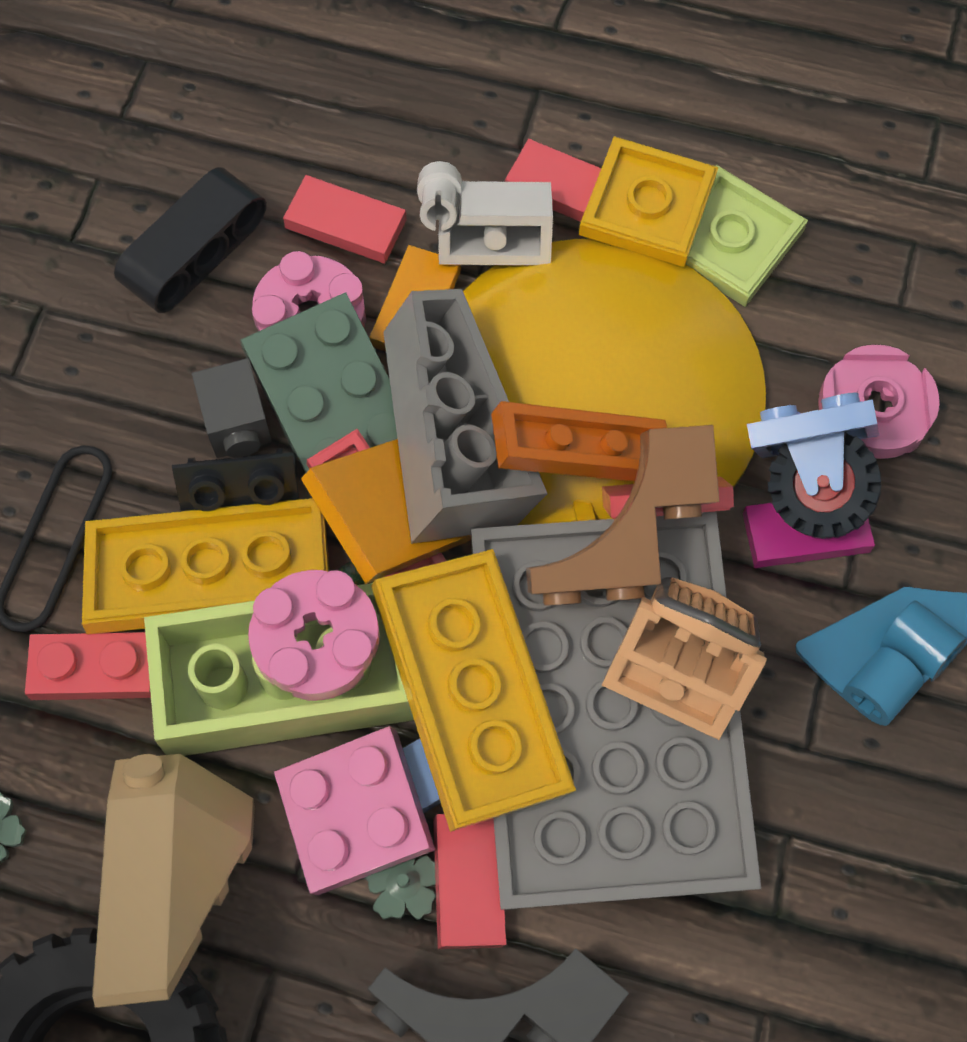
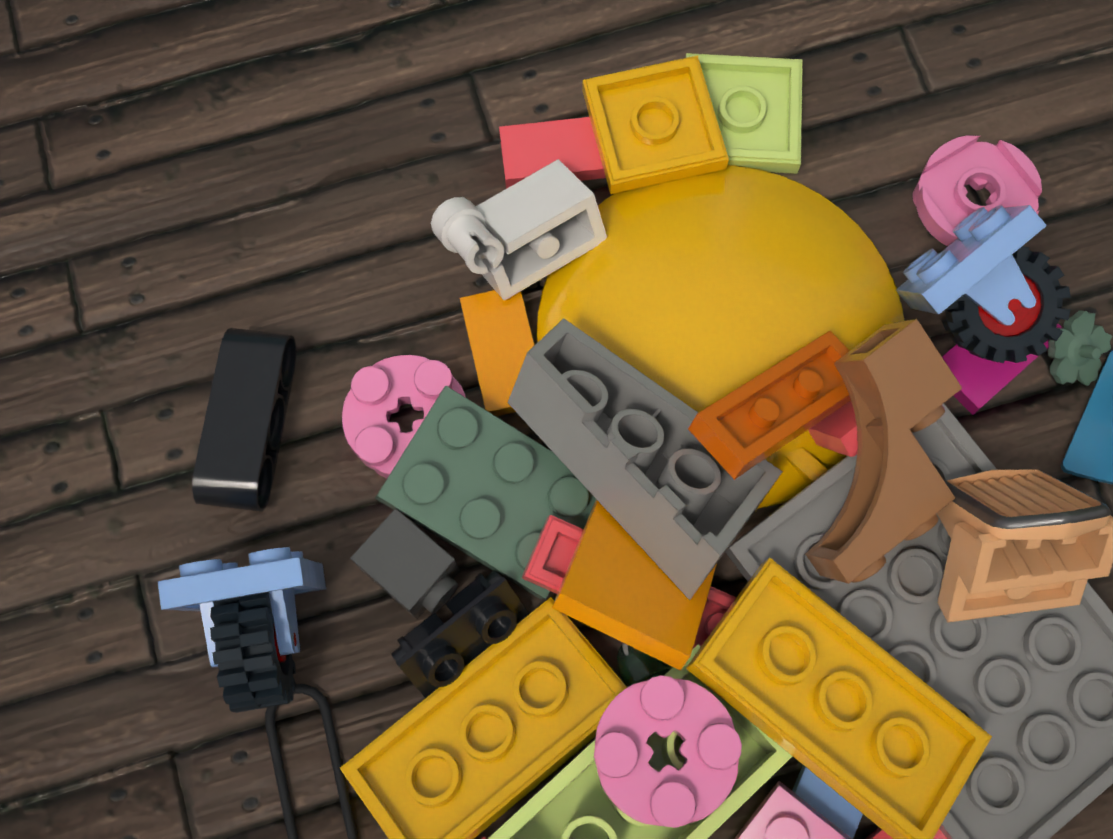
camera: 30 degrees left, 5 degrees up
(92, 371) = (248, 620): none -> plate
(345, 219) = (377, 307): coral tile -> none
(874, 565) = (1078, 349): none -> sand green plant

